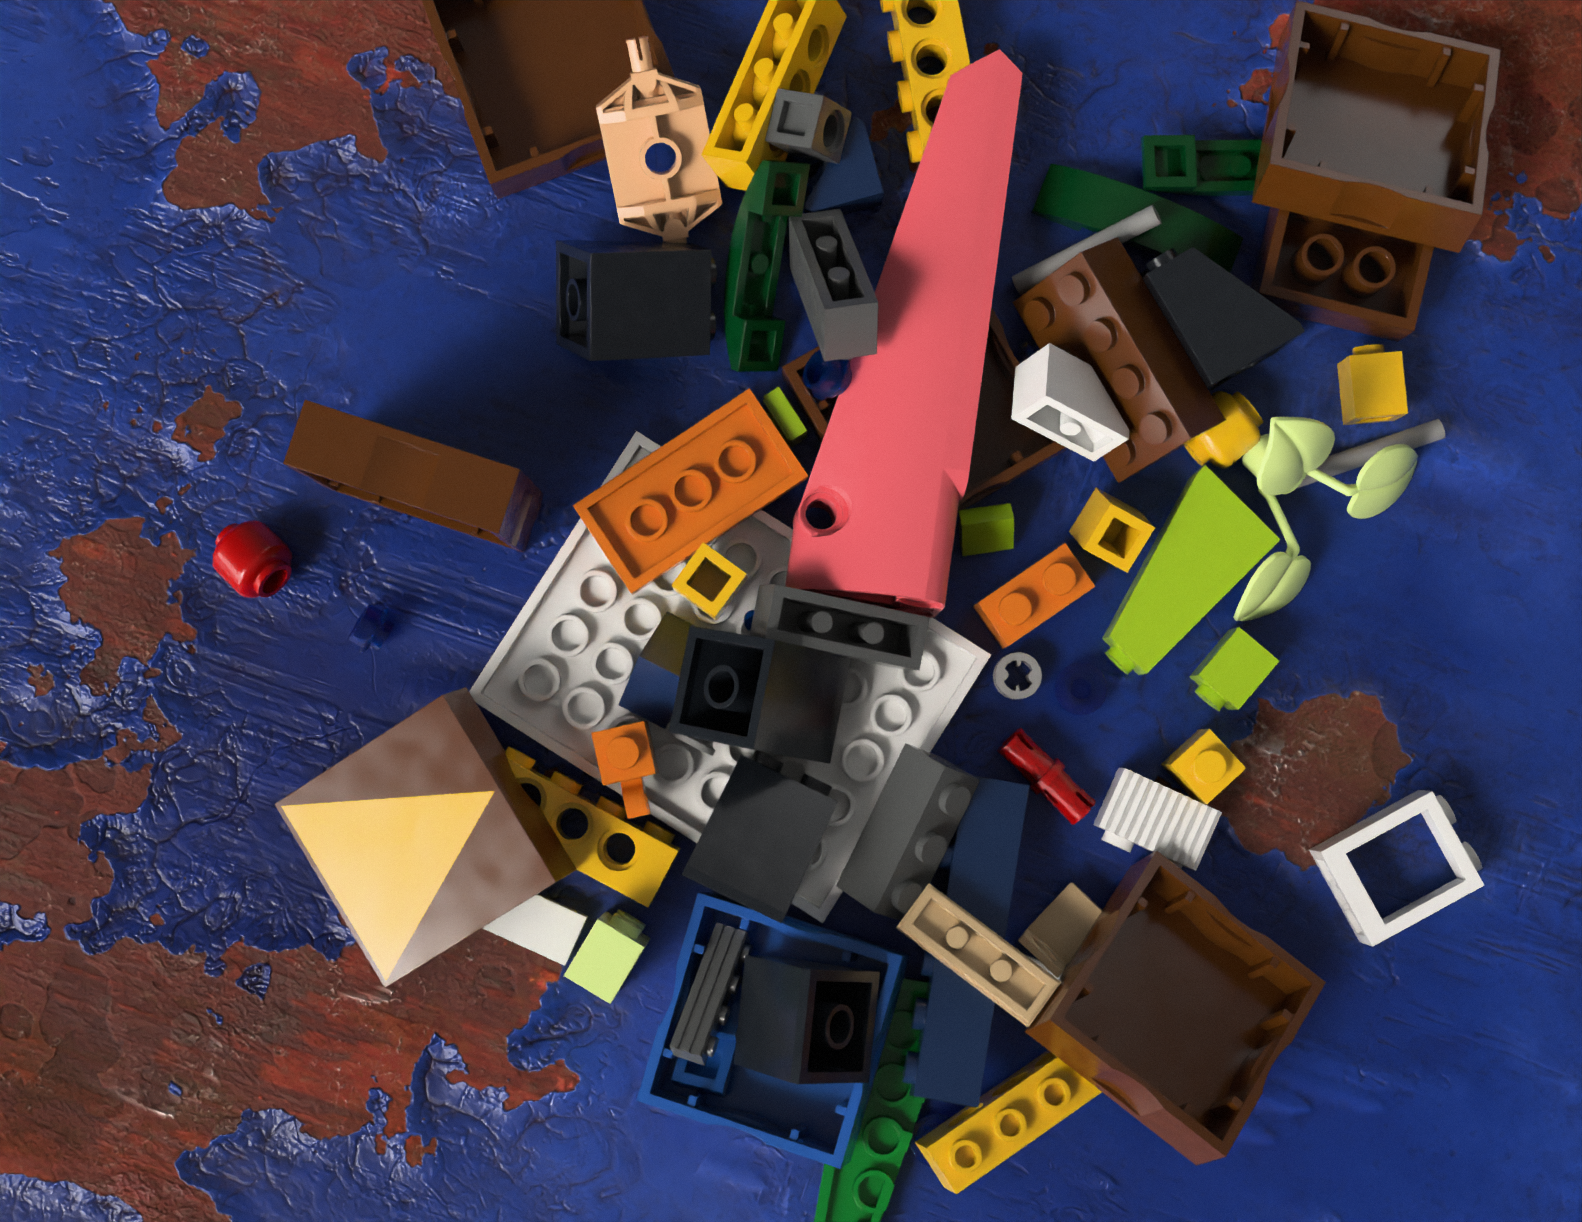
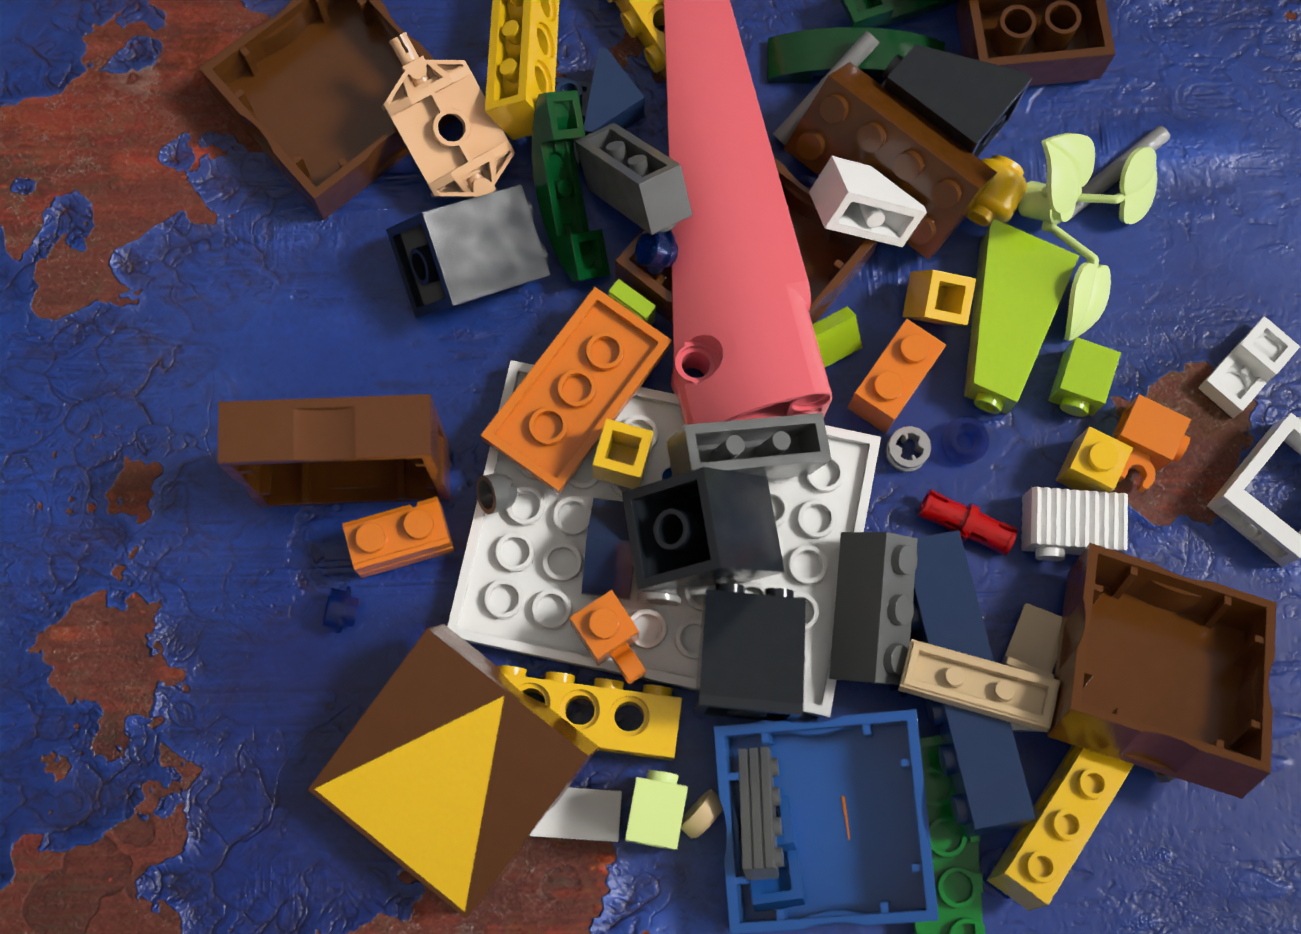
camera: 25 degrees left, 10 degrees down
(252, 559) = (214, 586): red head -> none
(454, 577) = (398, 537): none -> orange brick
(567, 570) = (495, 493): none -> dark grey hinge
(655, 970) = (701, 814): none -> tan tile
(806, 1020) = (853, 796): black slope -> none
(808, 126) = (564, 60): dark grey brick -> none
(1273, 758) = (1155, 436): none -> orange brick
(1372, 385) = (1098, 113): yellow brick -> none
(1417, 721) = (1249, 367): none -> white slope

